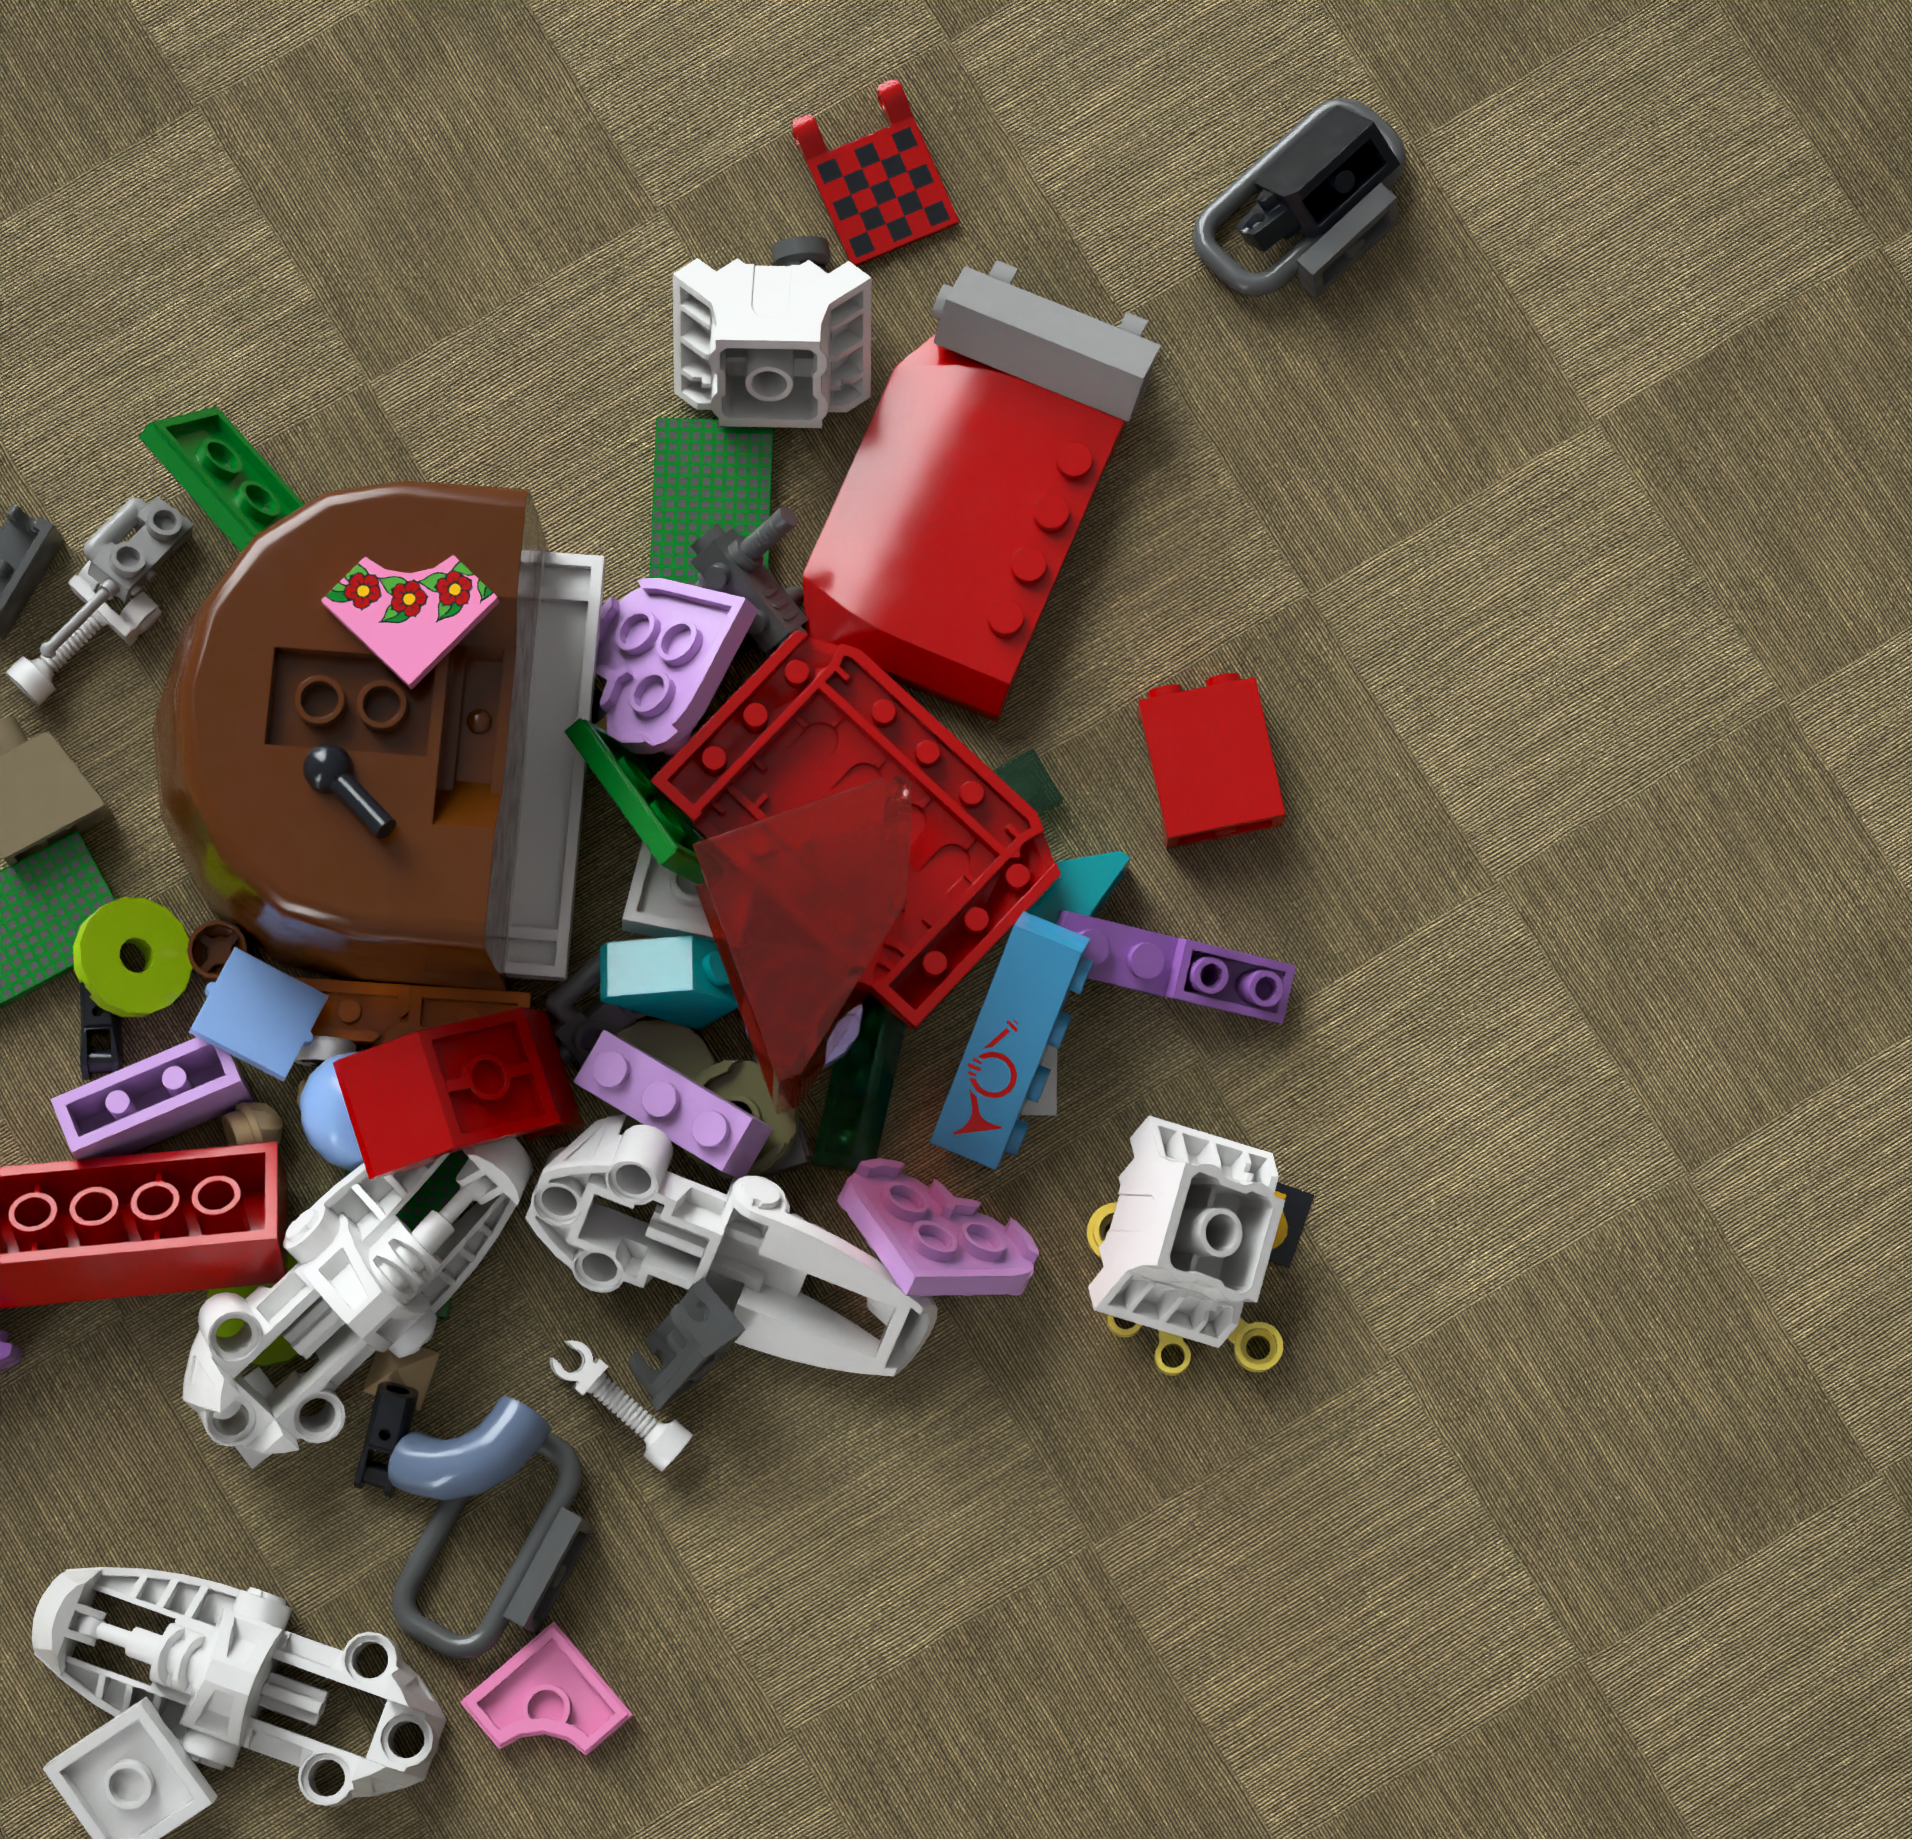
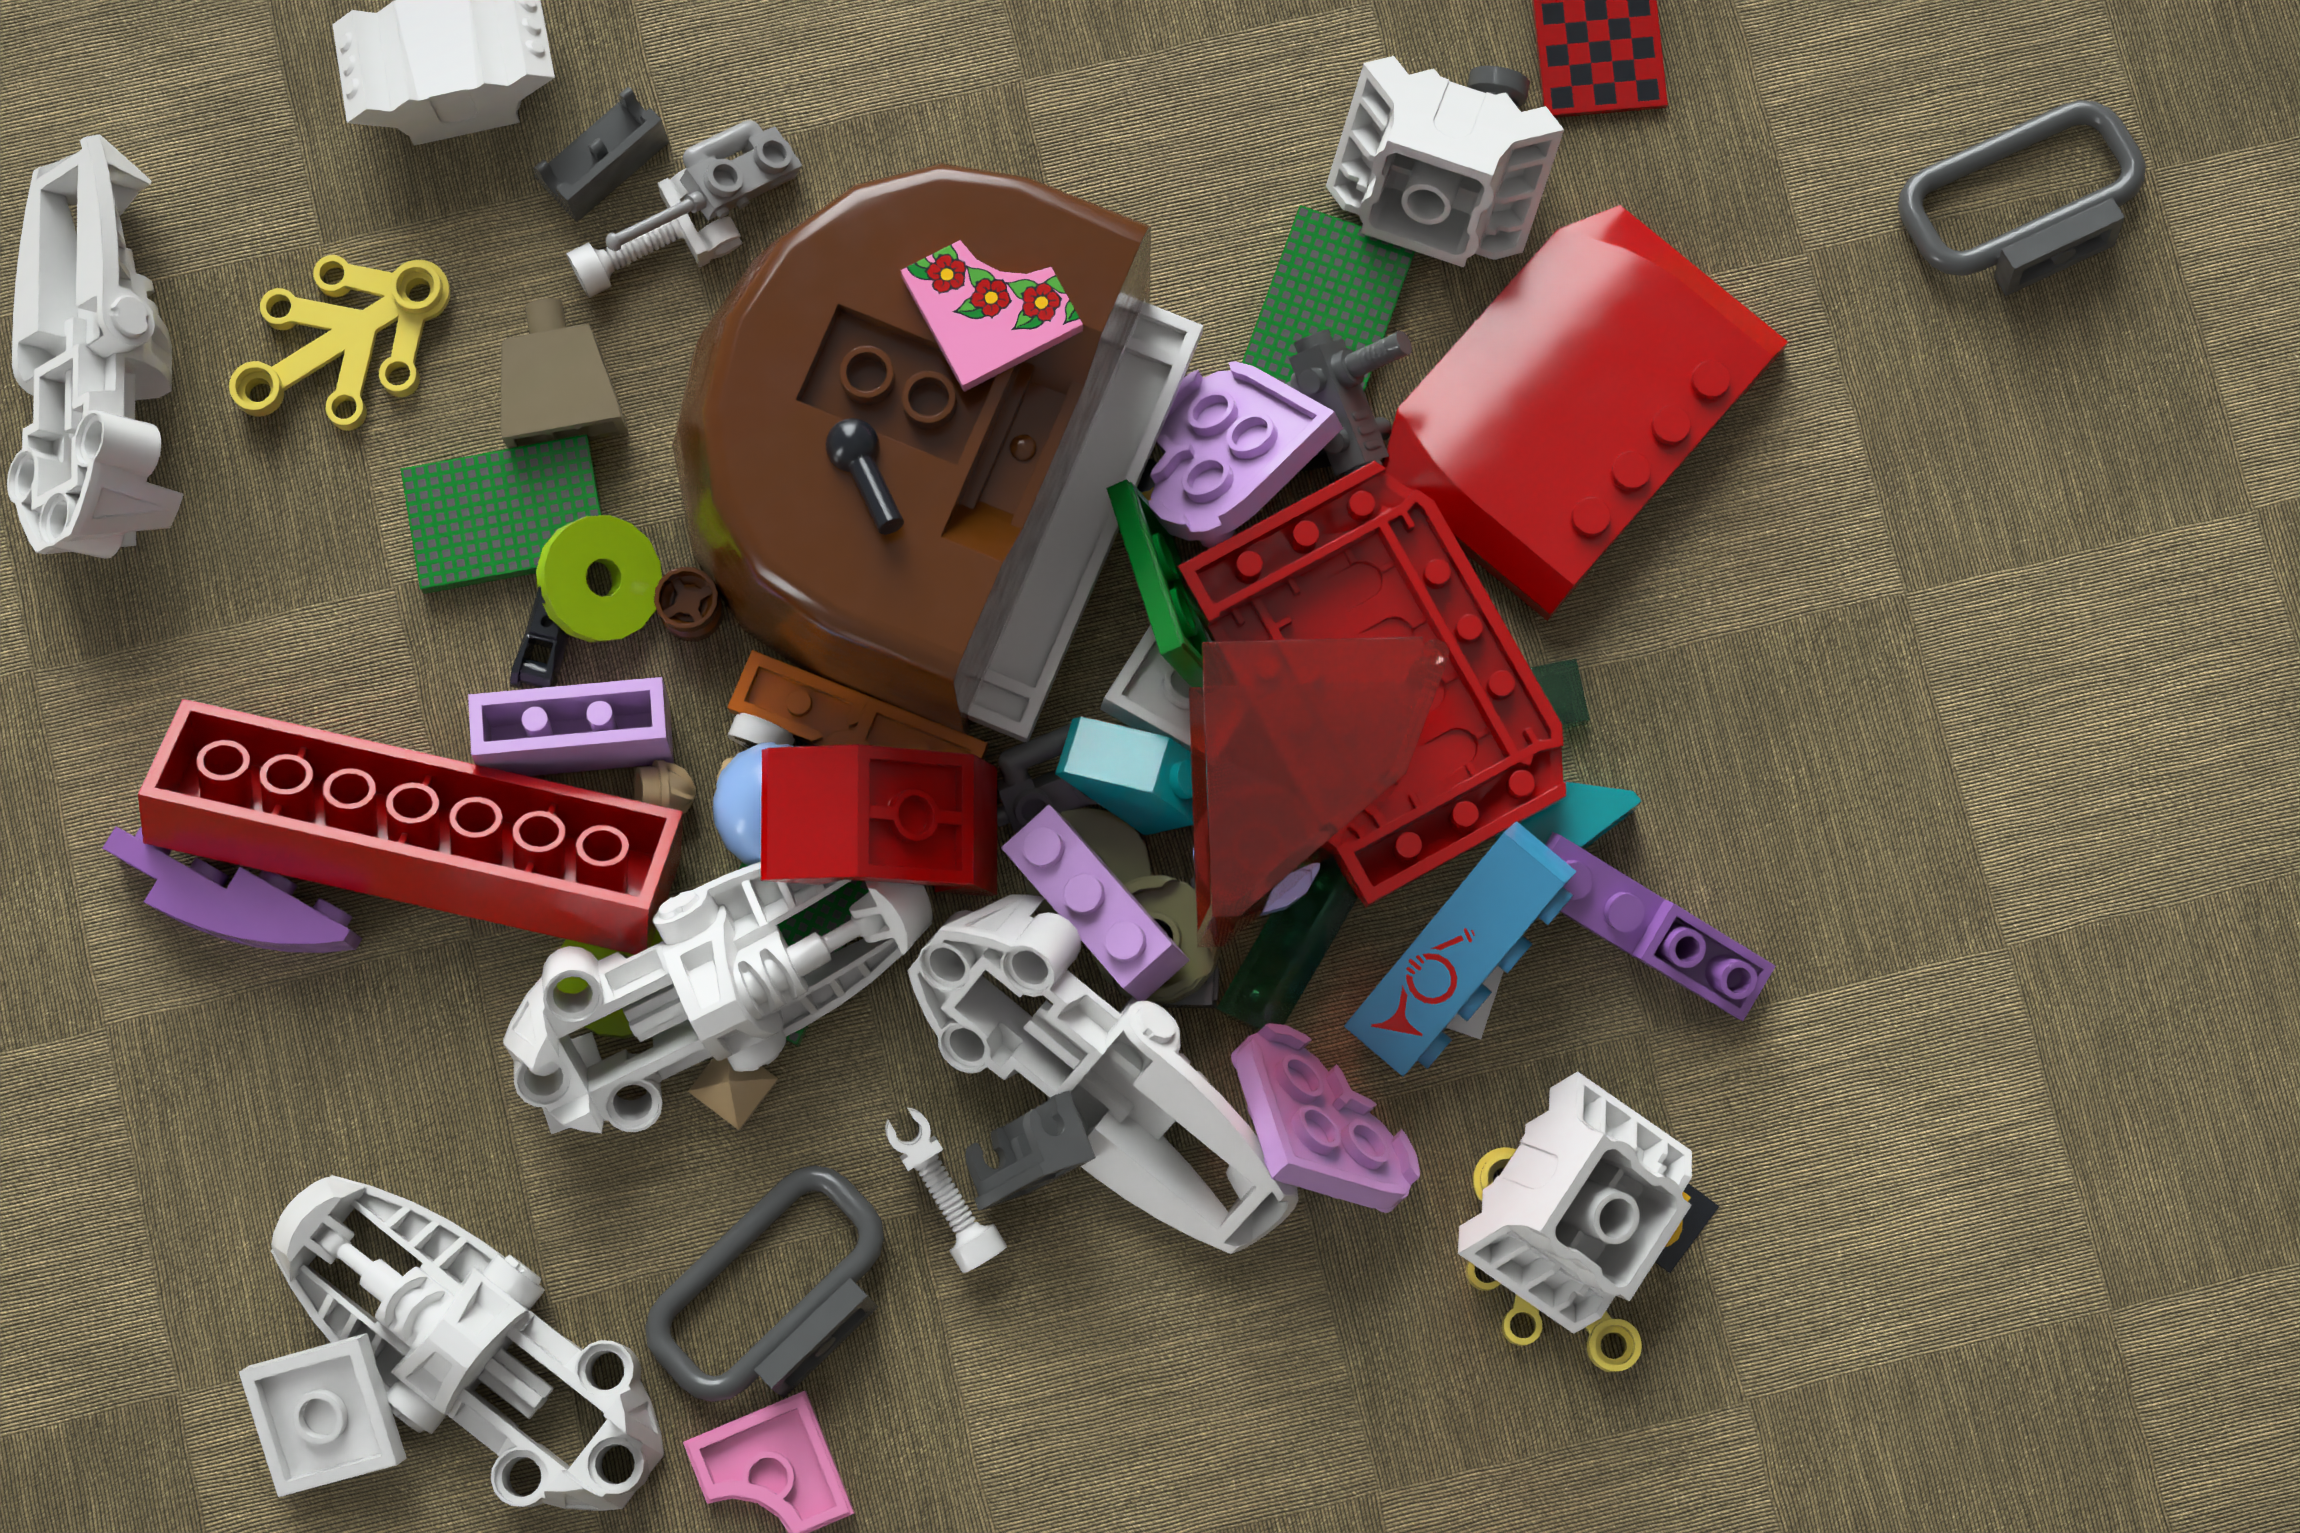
camera: 15 degrees right, 0 degrees up
(221, 472) = (843, 116): green tile -> none
(258, 1014) = (705, 676): light blue piece -> none
(387, 1425) = (697, 1144): black bar -> none
(470, 1462) = (776, 1200): sand blue cylinder -> none
(1045, 341) = (1719, 250): light grey brick -> none
(1211, 760) = (1754, 729): red panel -> none
(1318, 179) = (2049, 175): black hinge -> none

